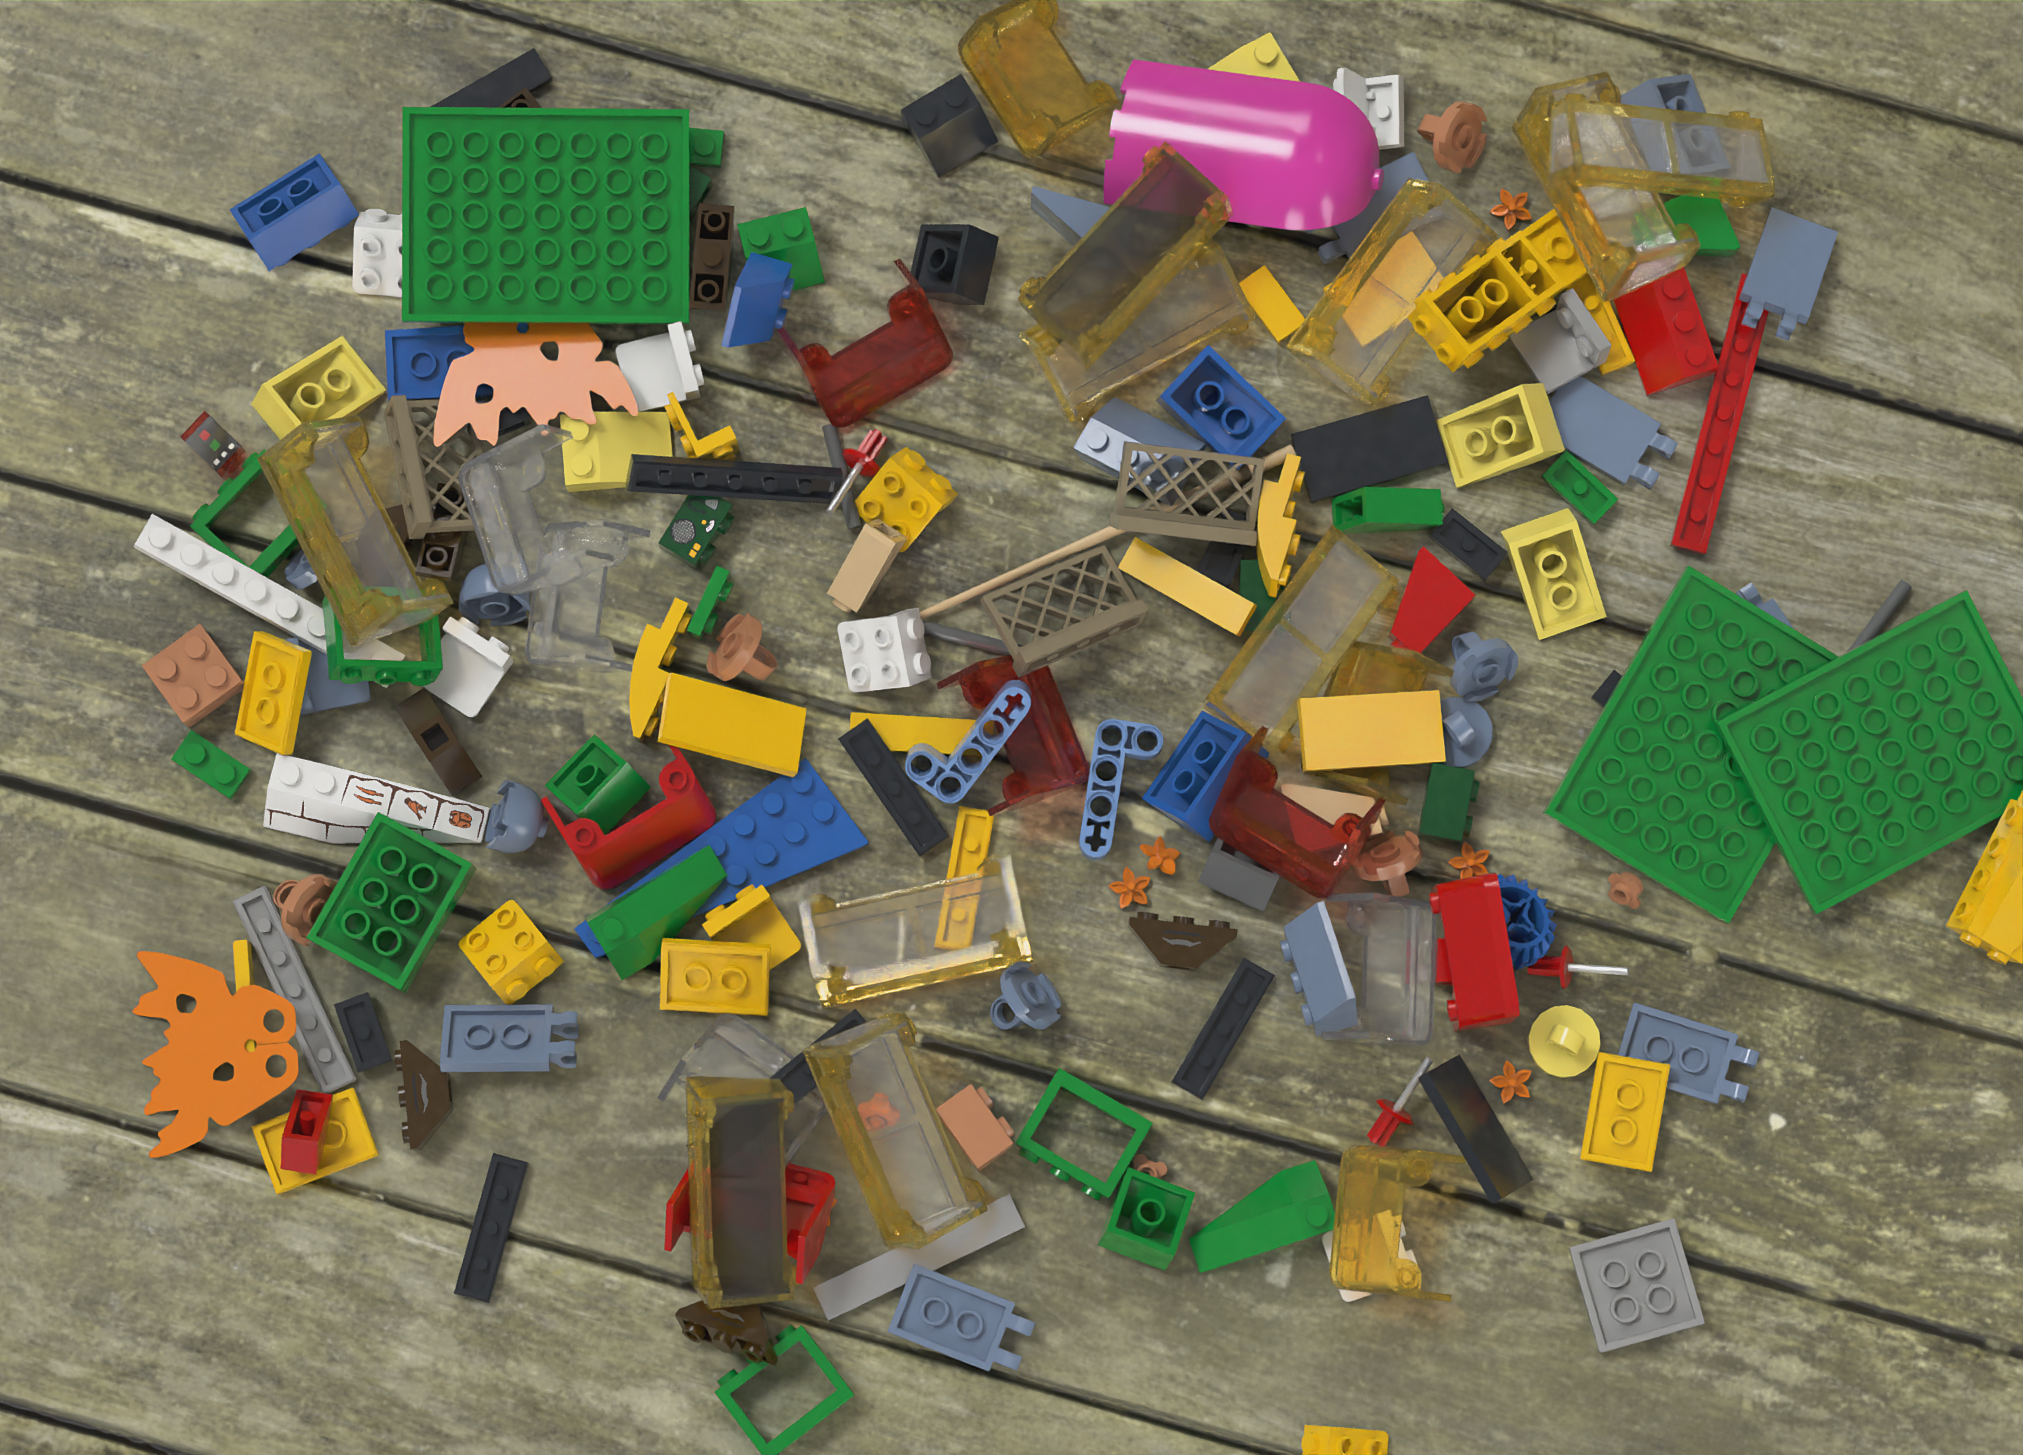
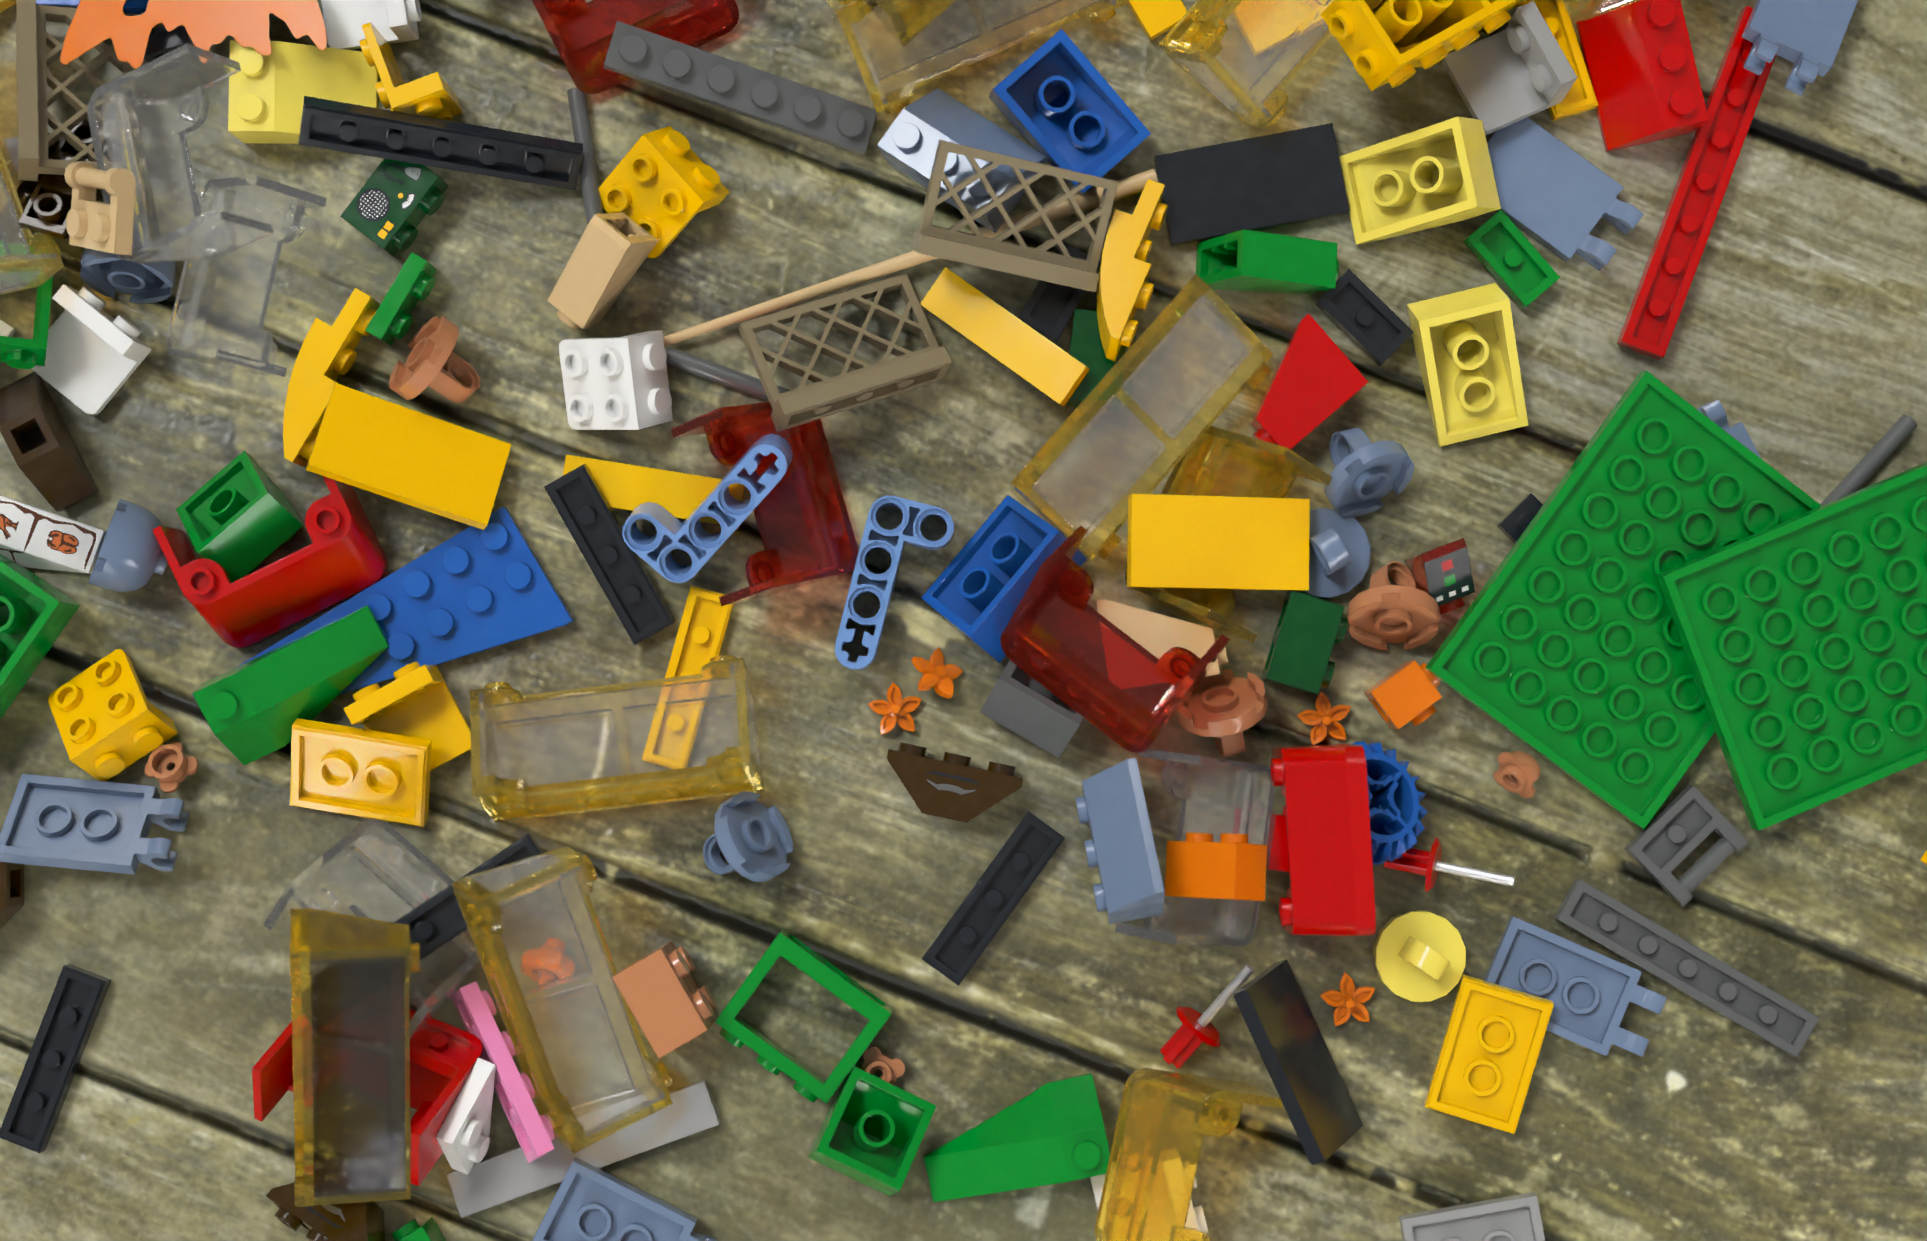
camera: 10 degrees right, 5 degrees up
(483, 567) = (96, 223): none -> tan plate
(560, 979) = (163, 758): none -> nougat plate
(830, 1238) = (467, 1125): none -> white wing
(849, 1197) = (510, 1086): none -> bright pink plate
(861, 462) = (610, 139): red piece -> none
(961, 413) = (739, 88): none -> dark grey plate
(1394, 984) = (1216, 869): none -> orange brick
(1513, 771) = (1393, 611): none -> nougat tile
(1531, 837) = (1405, 695): none -> orange brick
(1549, 740) = (1444, 574): none -> slope
(1753, 928) = (1675, 835): none -> dark grey plate
(1773, 1029) = (1686, 967): none -> dark grey plate

